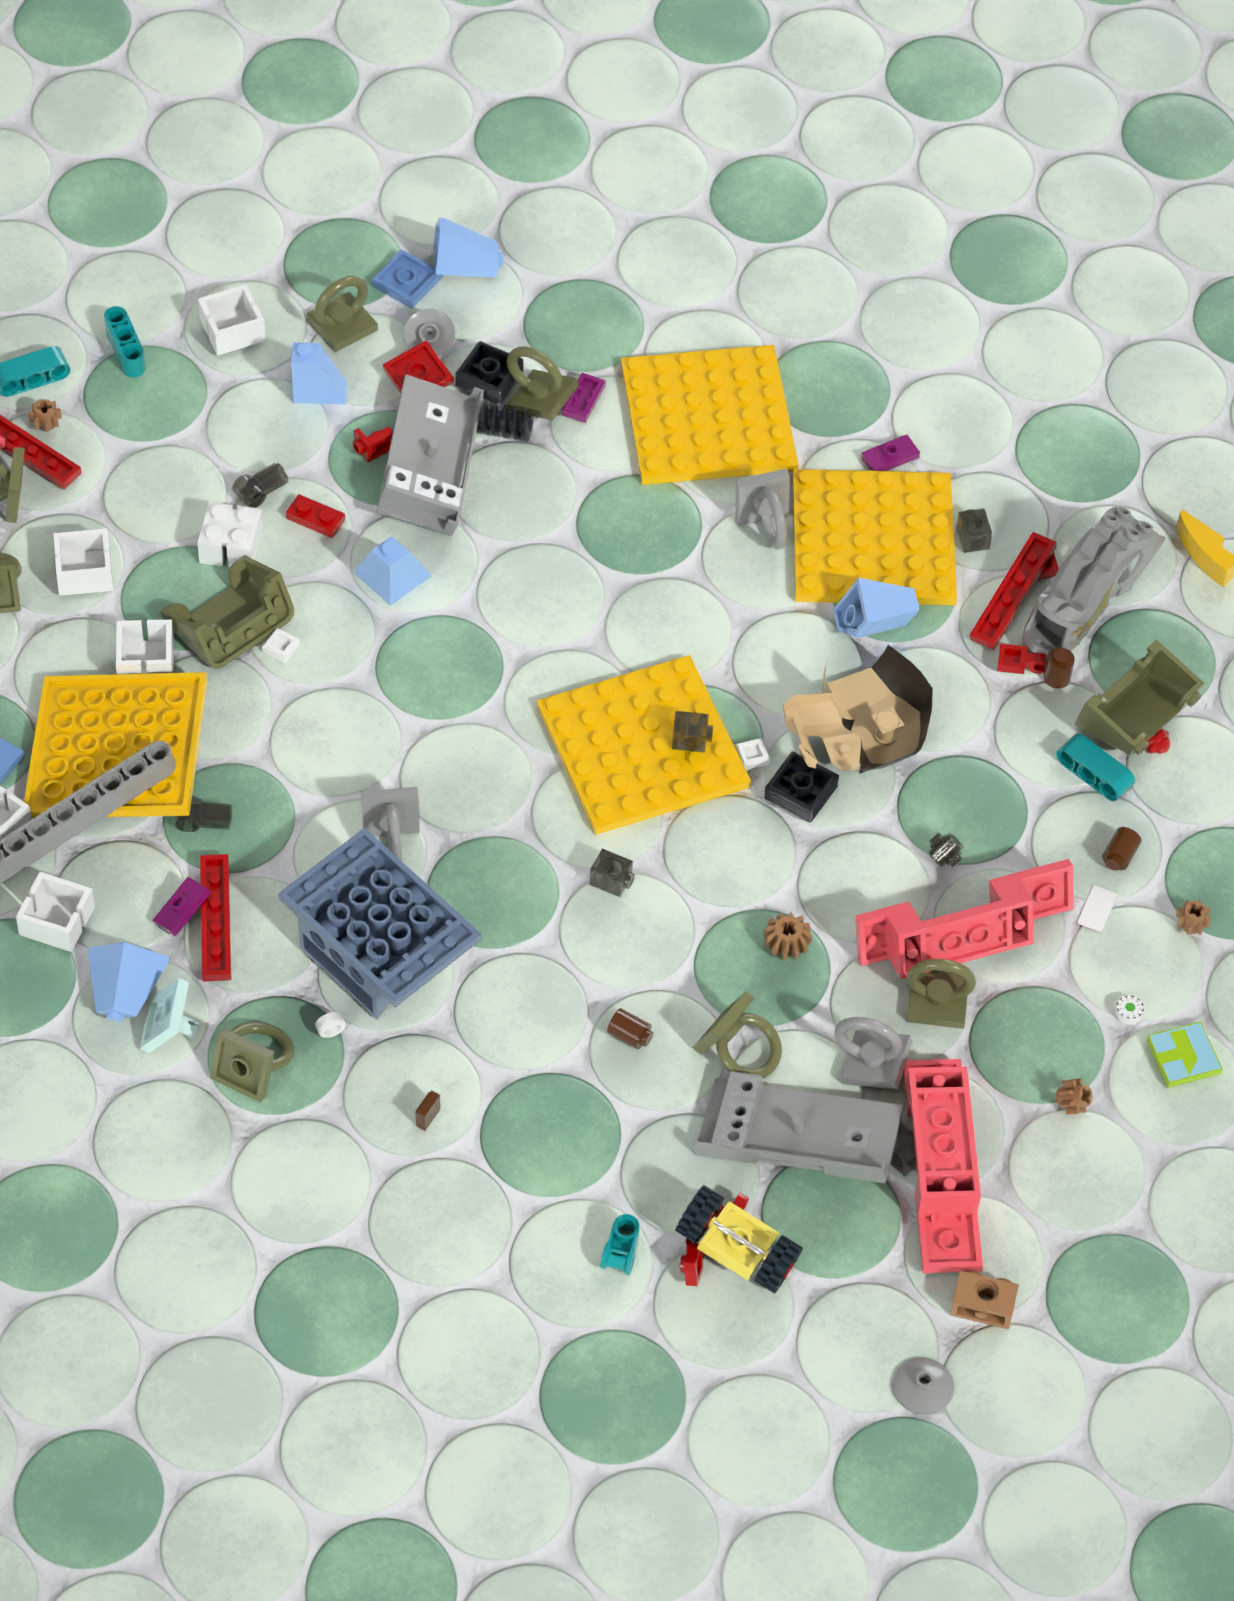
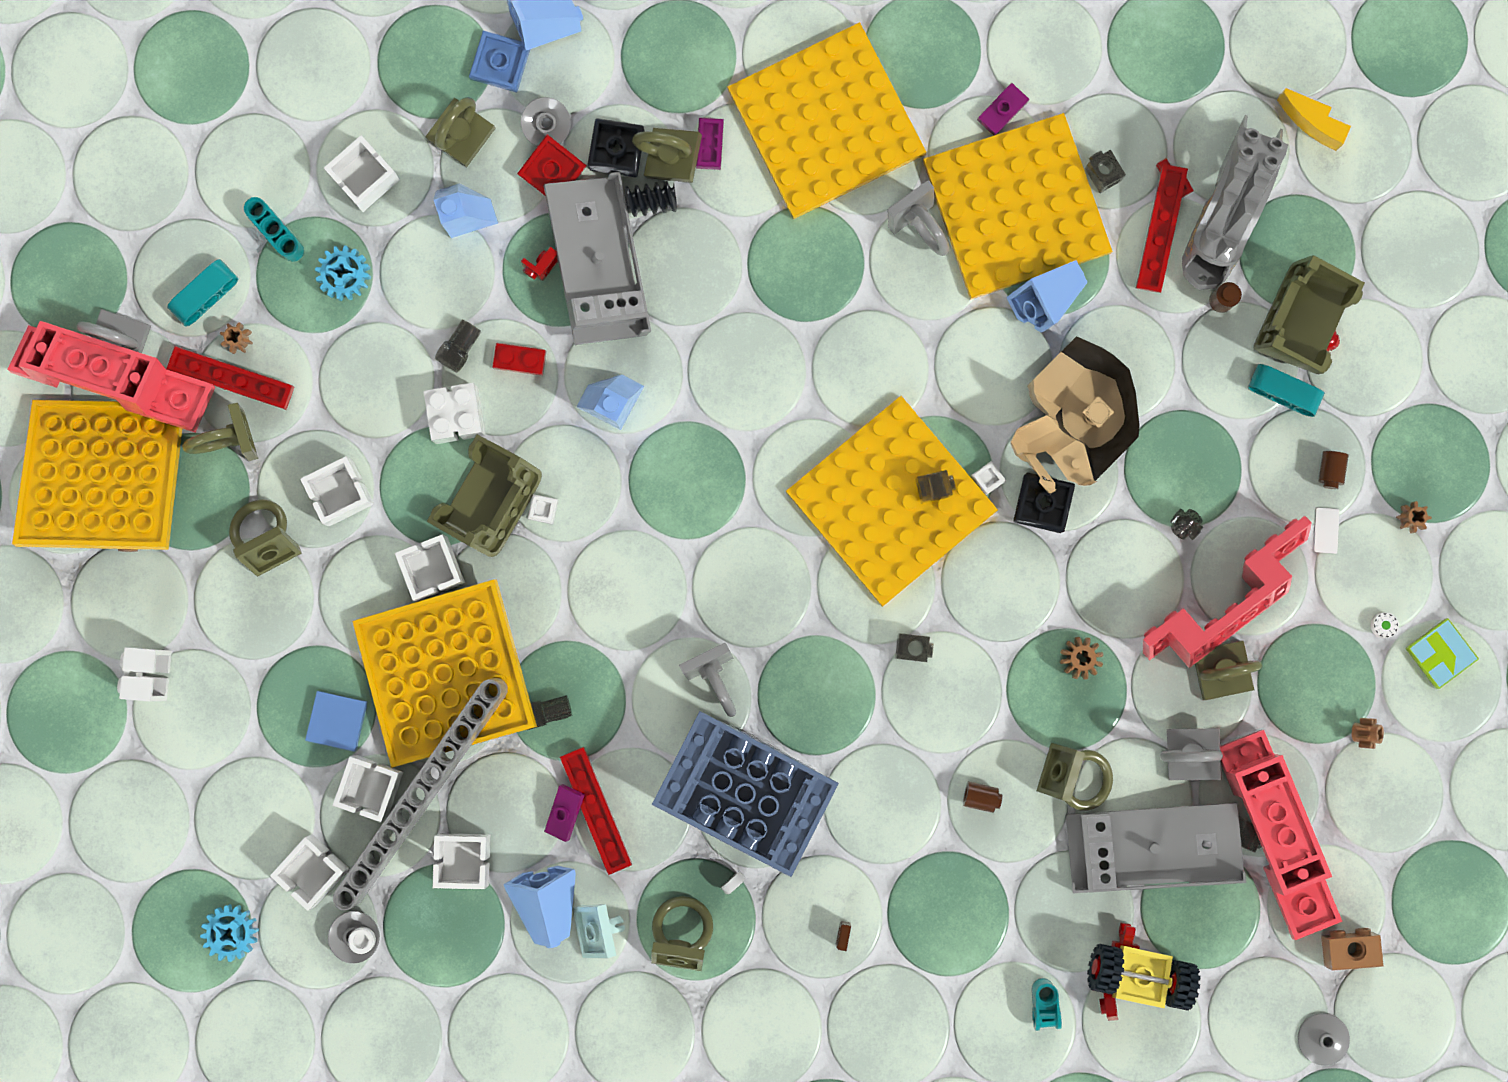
camera: 15 degrees left, 30 degrees up
(174, 394) = (343, 262): none -> medium azure gear
(1015, 660) = (1183, 299): red plate -> none

